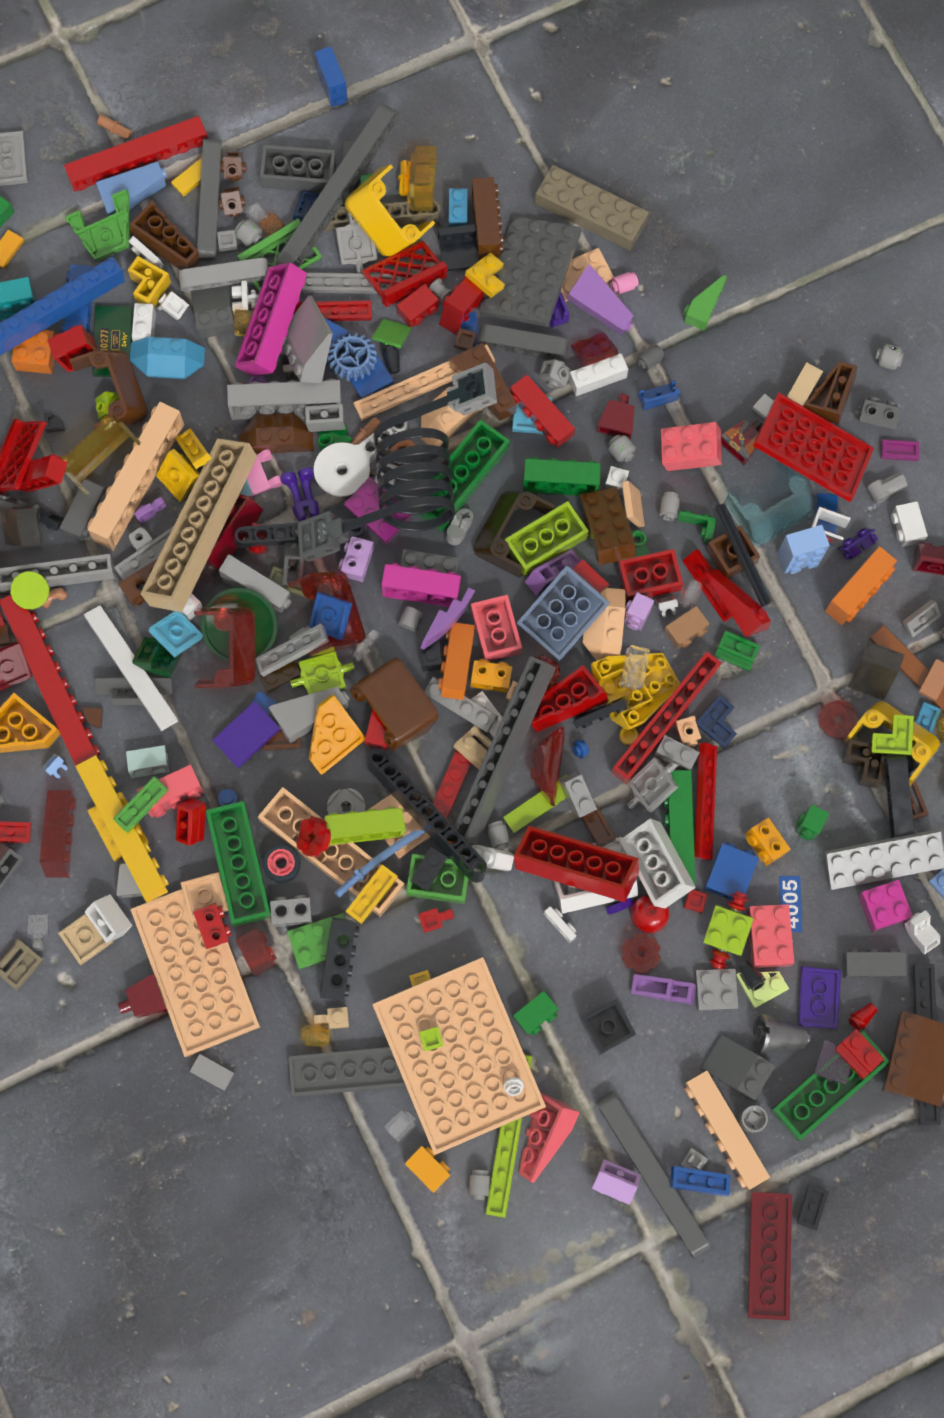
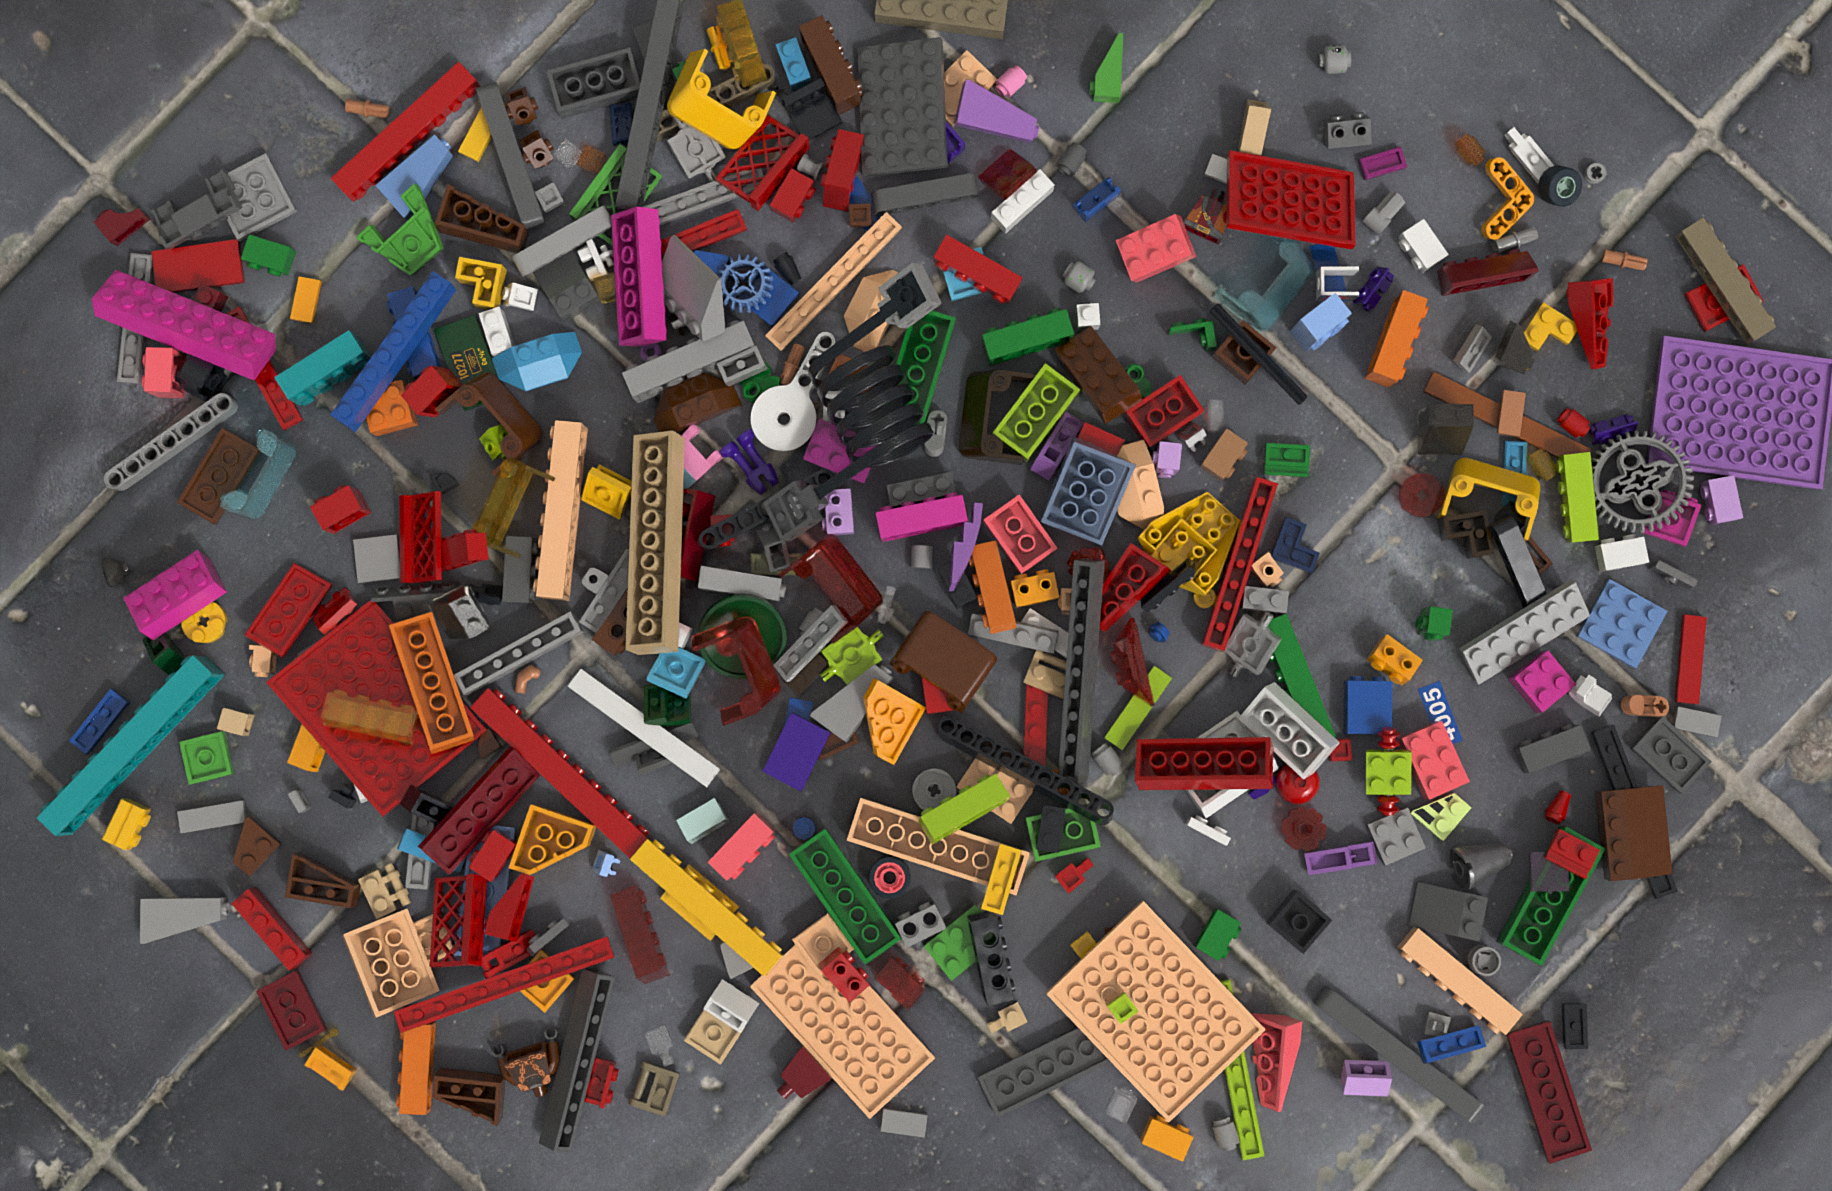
camera: 15 degrees left, 10 degrees up
(30, 590) = (500, 685): lime tile -> none
(94, 716) = (624, 793): reddish brown tile -> none
(139, 249) = (455, 245): white plate -> none
(140, 804) = (719, 877): bright green tile -> none
(148, 511) = (588, 545): medium lavender plate -> none
(190, 821) = (777, 871): red brick -> none
(193, 448) = (611, 456): yellow plate -> none
(248, 233) = (571, 180): light grey head -> none
(306, 841) = (910, 851): red plate -> none
(315, 1036) = (997, 1045): clear yellow brick -> none
(331, 613) = (835, 587): blue tile -> none
(358, 875) = (982, 857): medium blue sword -> none
(391, 333) = (776, 238): bright green piece -> none
(475, 356) = (894, 251): reddish brown wedge -> none
(483, 275) = (852, 133): yellow plate -> none
(495, 858) = (1113, 788): white brick -> none
(513, 1086) = (1226, 1023): white plate -> none
(554, 373) = (978, 216): light grey brick -> none
(577, 794) = (1175, 685): light grey brick -> none
(598, 828) = (1208, 710): reddish brown tile -> none
(617, 417) = (1062, 243): dark red torso -> none
(633, 504) = (1116, 338): light nougat tile -> none
(634, 667) = (1187, 525): clear brick -> none
(669, 506) = (1155, 324): light grey brick -> none
(698, 568) = (1233, 397): red plate -> none
(705, 801) = (1312, 639): red plate -> none
(744, 610) = (1278, 413): red wedge -> none
(751, 976) = (1428, 811): black cone -> none
(819, 997) = (1505, 804): dark purple tile -> none
(832, 395) = (1288, 129): reddish brown wedge -> none
(900, 741) = (1499, 503): lime plate -> none

